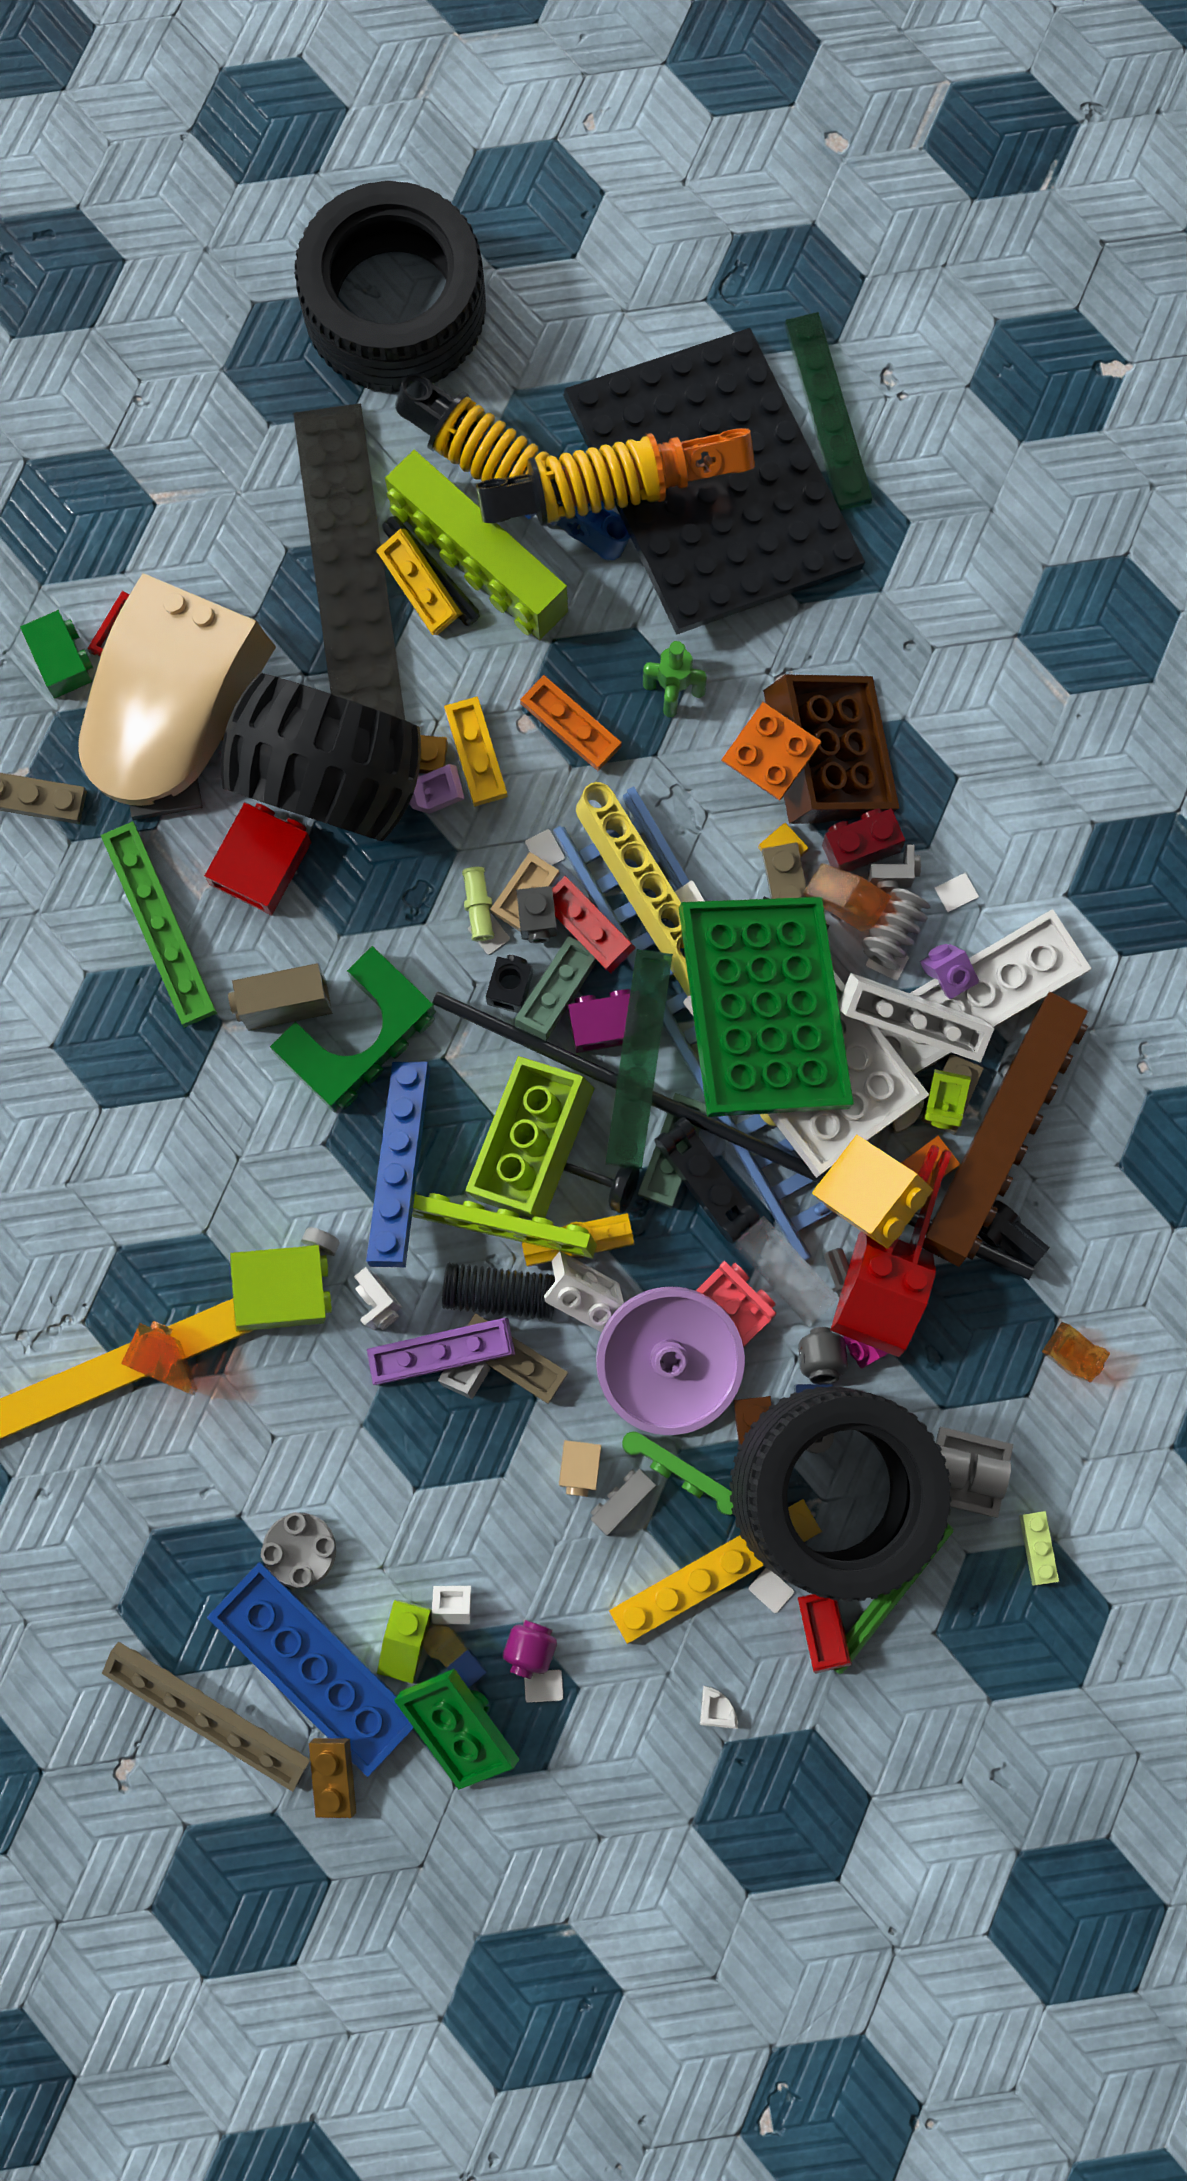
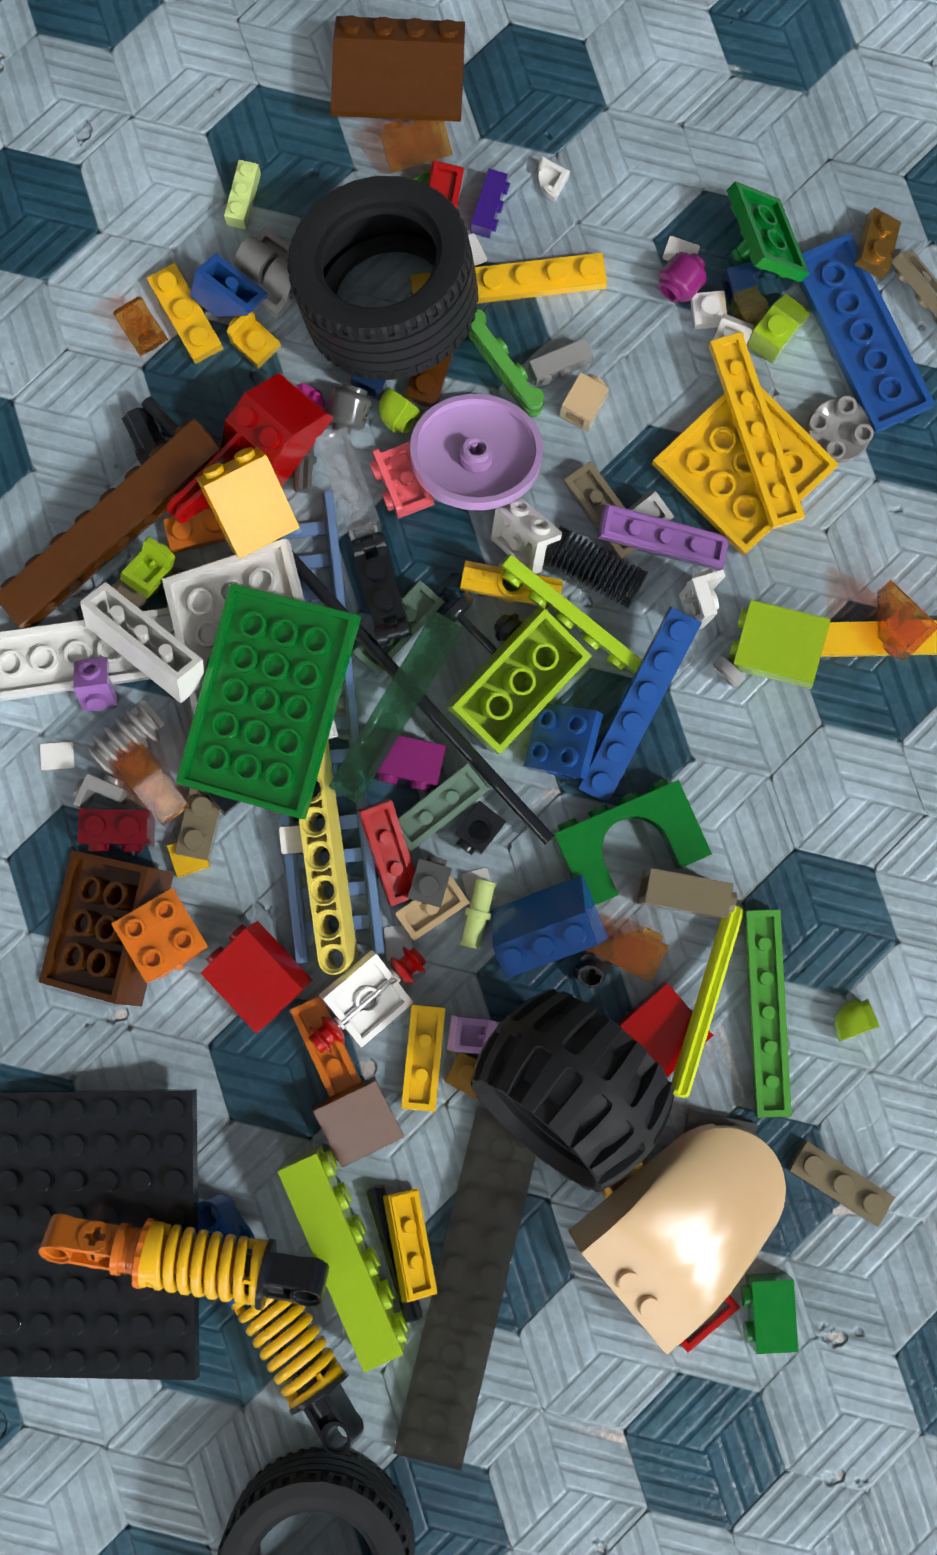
camera: 165 degrees left, 5 degrees up
(69, 950) = (855, 1019): none -> lime piece
(222, 901) = (706, 1003): none -> neon yellow axle
(313, 926) = (634, 952): none -> clear orange slope
(344, 894) = (592, 978): none -> black plate
(385, 1470) = (715, 477): none -> yellow plate
(386, 1502) = (756, 430): none -> yellow plate
(405, 911) = (546, 927): none -> blue slope
(459, 1100) = (563, 741): none -> blue plate
(488, 1629) = (708, 309): none -> white plate
(513, 669) = (357, 1121): none -> tile
(552, 778) = (366, 999): none -> white plate
(564, 1196) = (506, 626): none -> black plate
(666, 758) = (255, 975): none -> red brick
(674, 675) = (215, 1050): bright green plant -> none
(770, 1650) = (490, 203): none -> dark purple piece
(771, 1376) = (397, 412): none -> lime piece
(881, 1685) = (414, 143): none -> clear orange bracket
(932, 1752) = (398, 68): none -> reddish brown slope
(955, 1392) = (252, 339): none -> yellow bracket
(1001, 1425) = (225, 289): none -> blue slope
(1040, 1392) = (184, 313): none -> yellow plate

